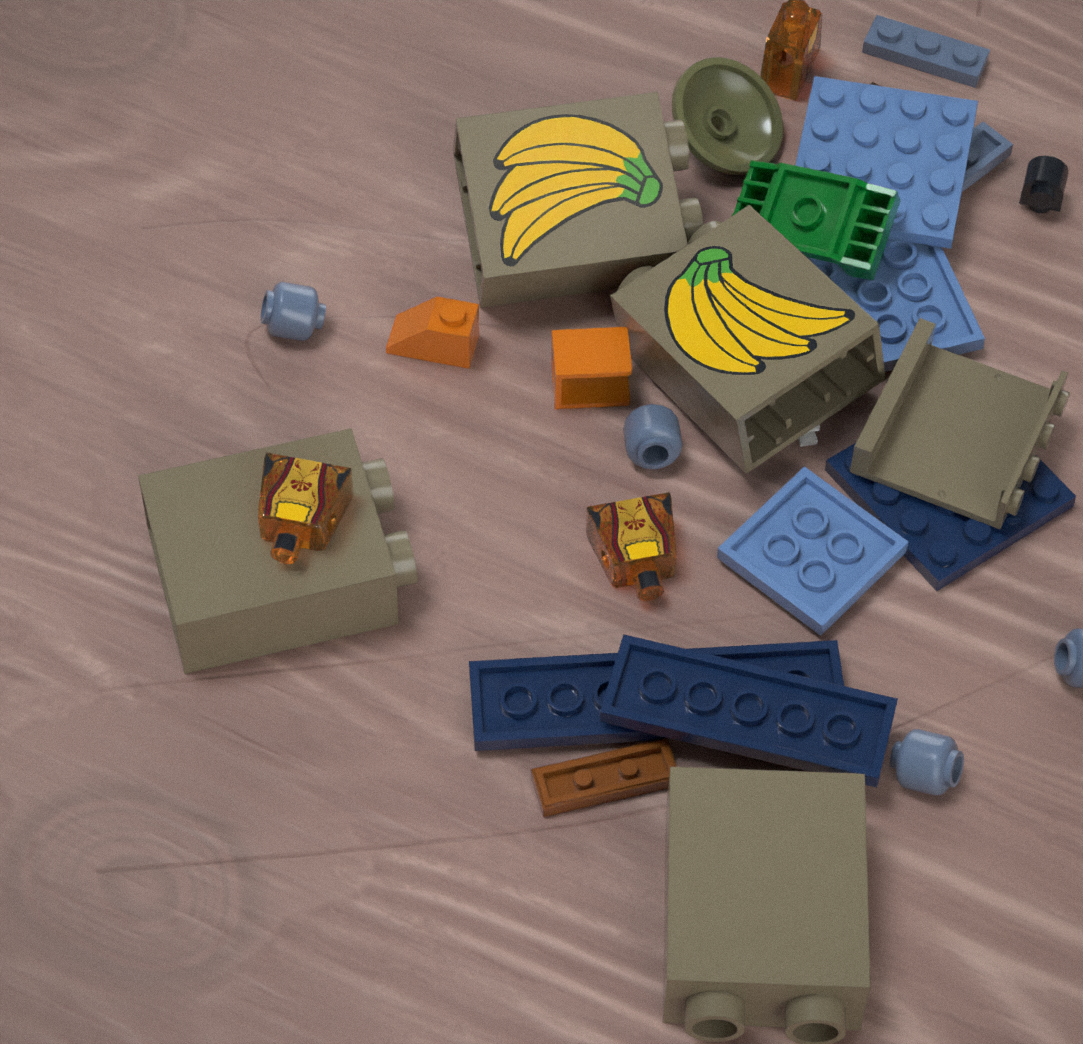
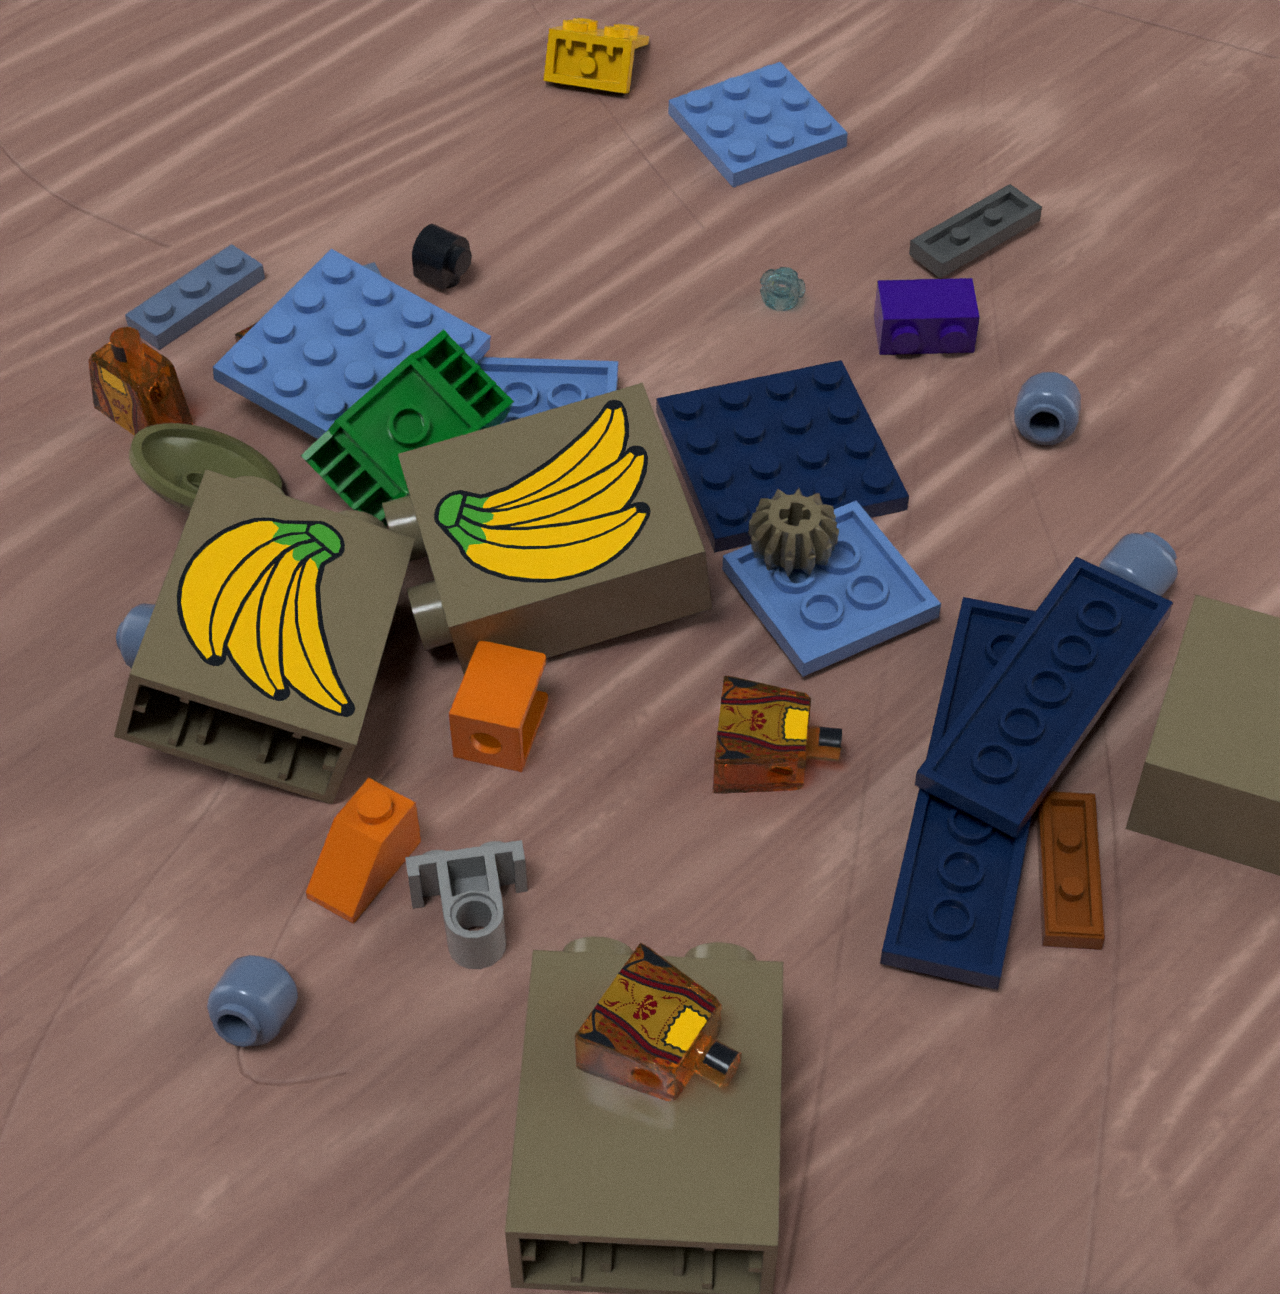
camera: 70 degrees left, 5 degrees down
(422, 405) = (470, 895): none -> light grey pin
(652, 436) = (622, 678): sand blue head -> none
(835, 498) = (793, 531): none -> dark tan gear
(957, 431) = (750, 408): dark tan panel -> none

